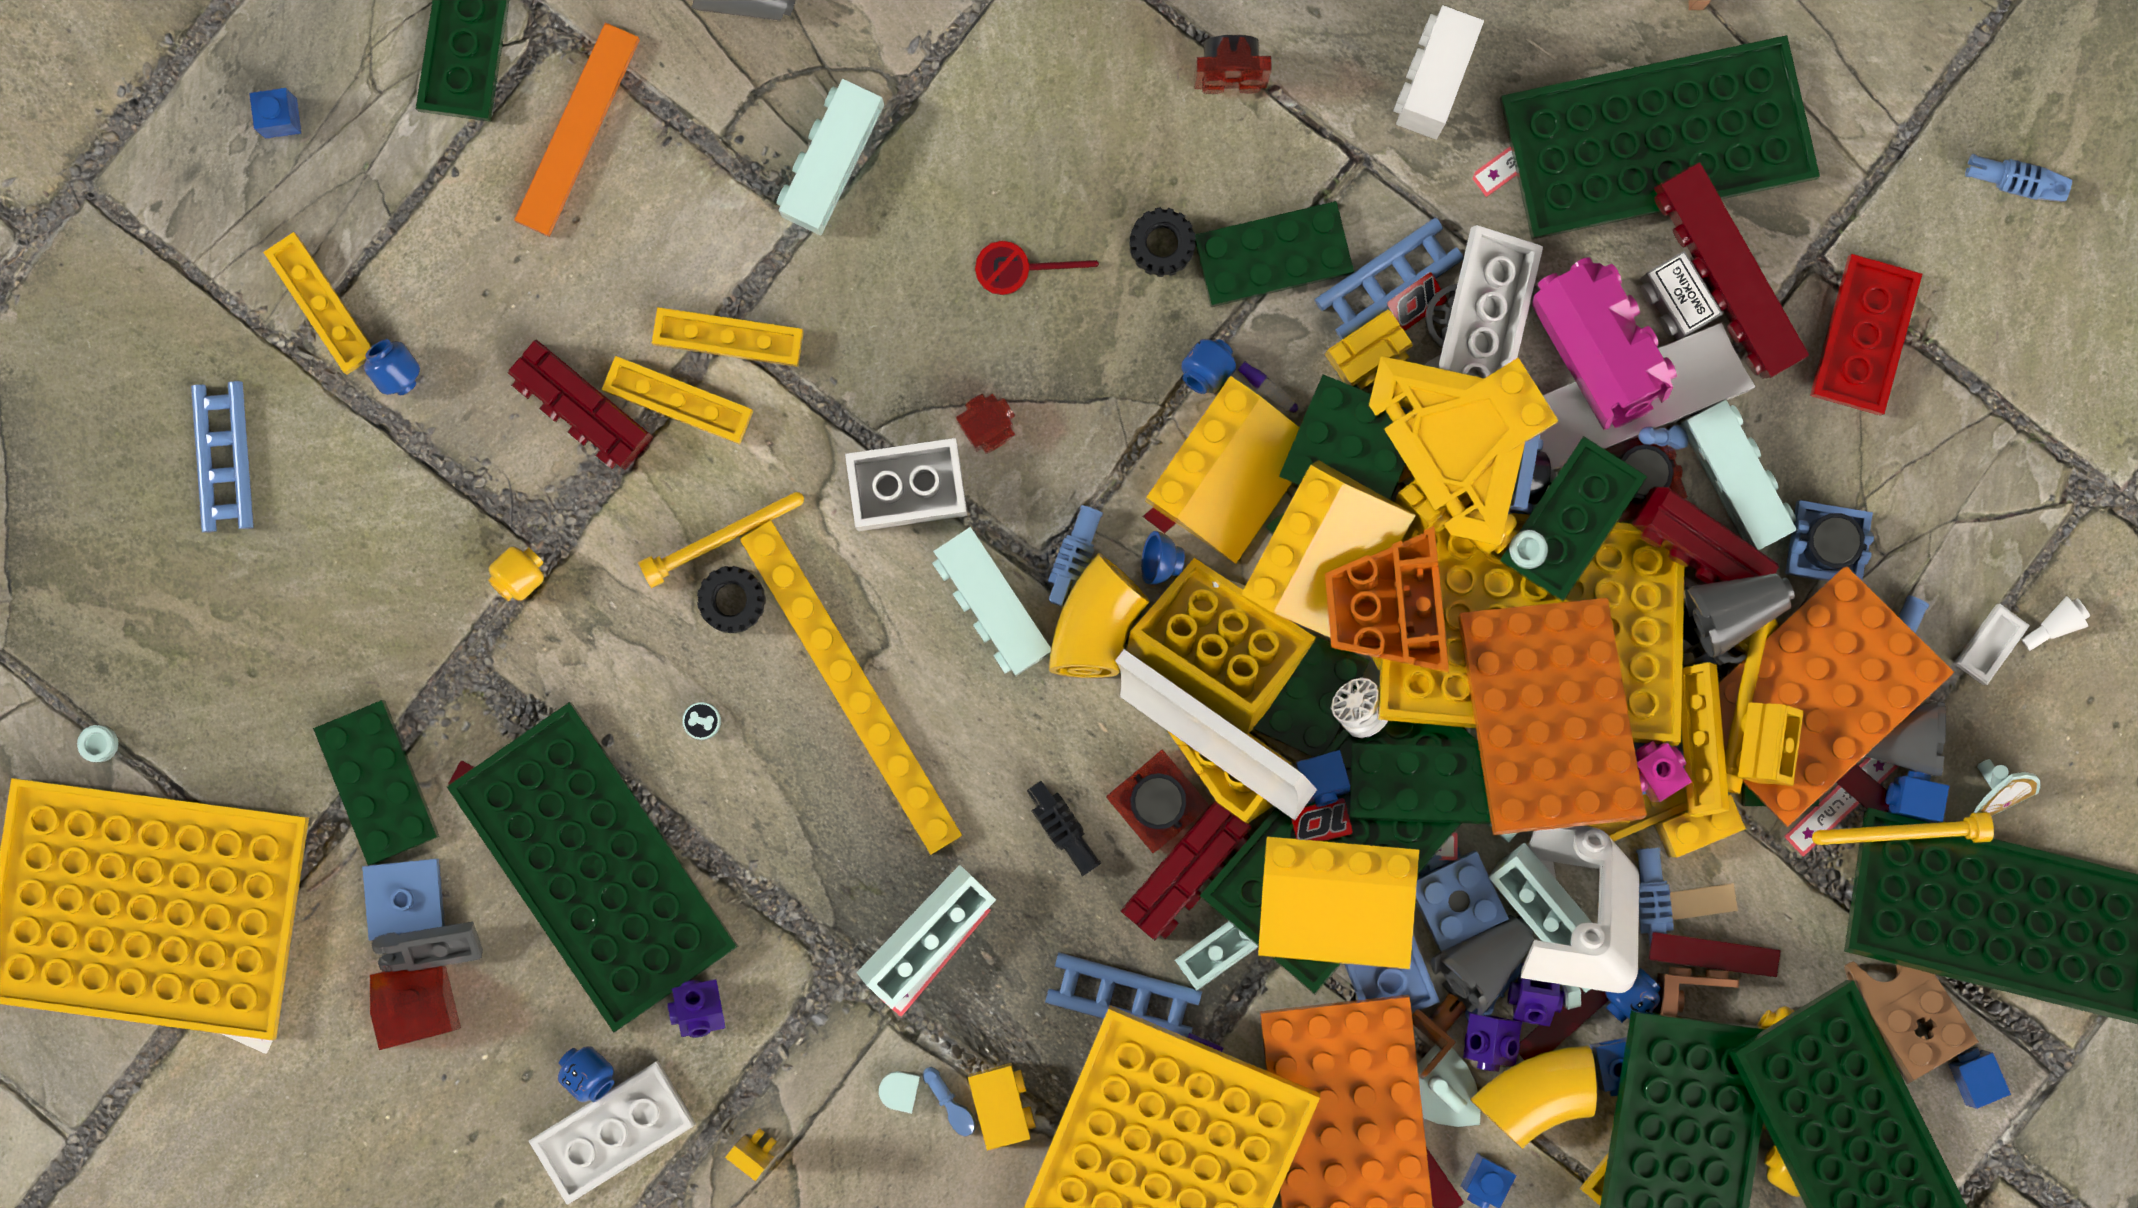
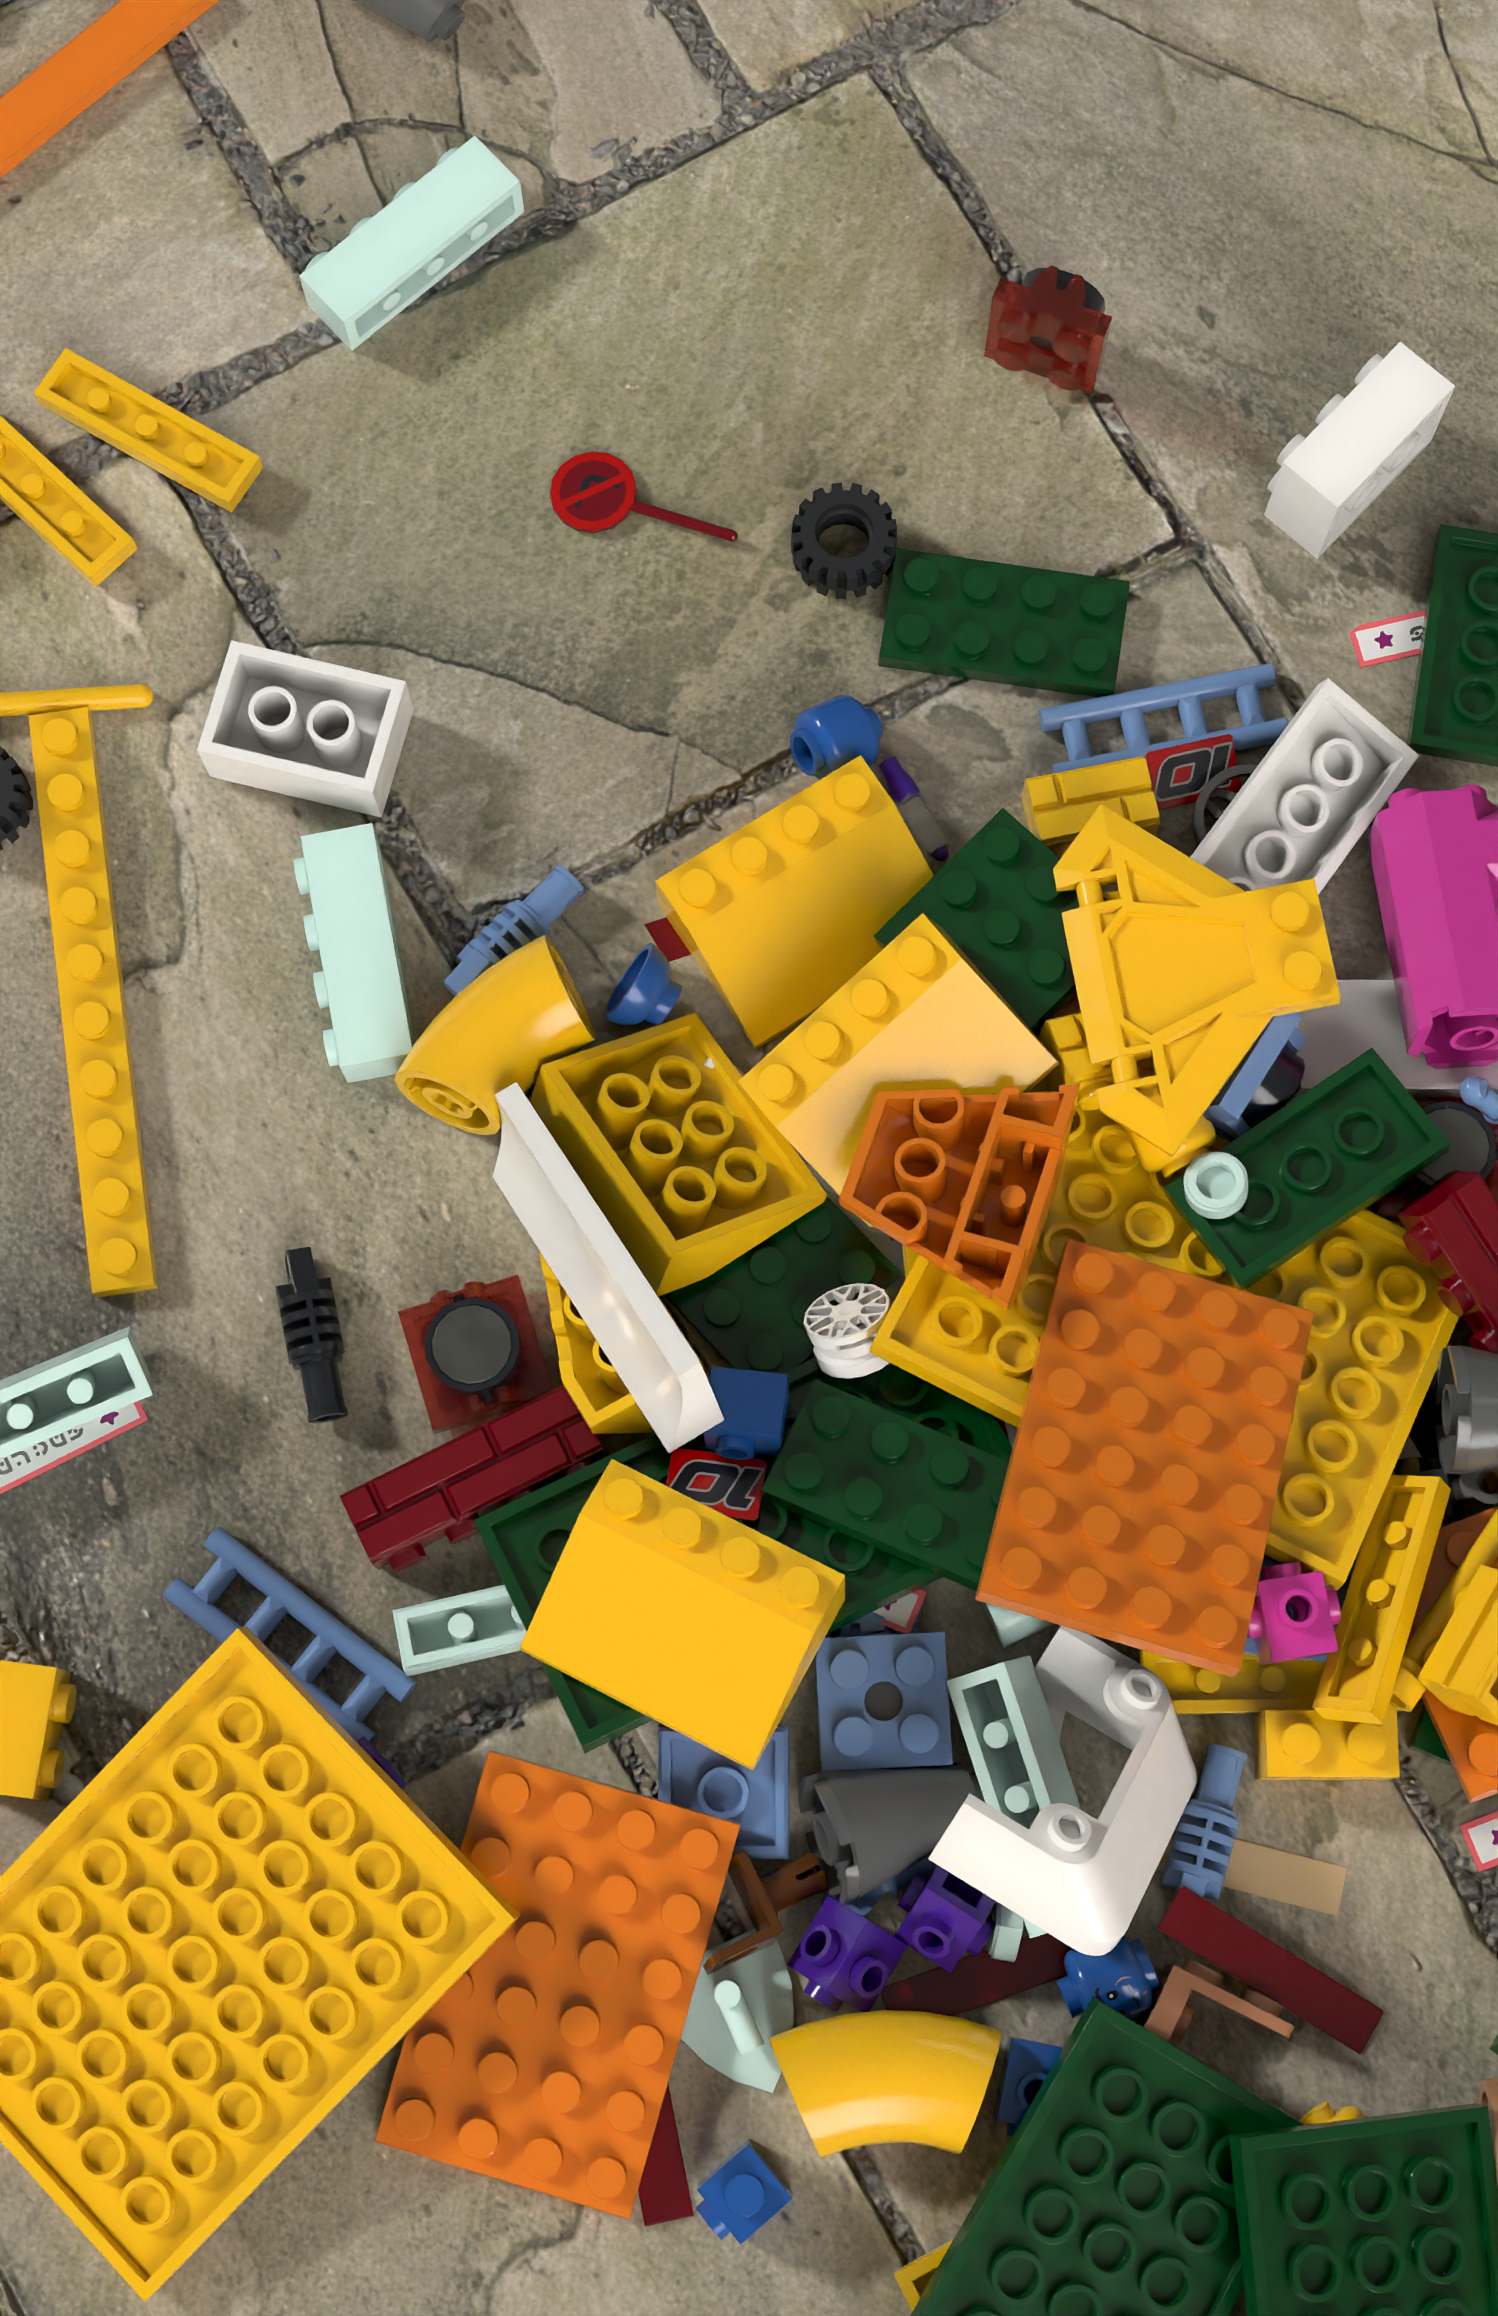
camera: 25 degrees right, 10 degrees down
(987, 422) = (468, 692): clear red brick -> none

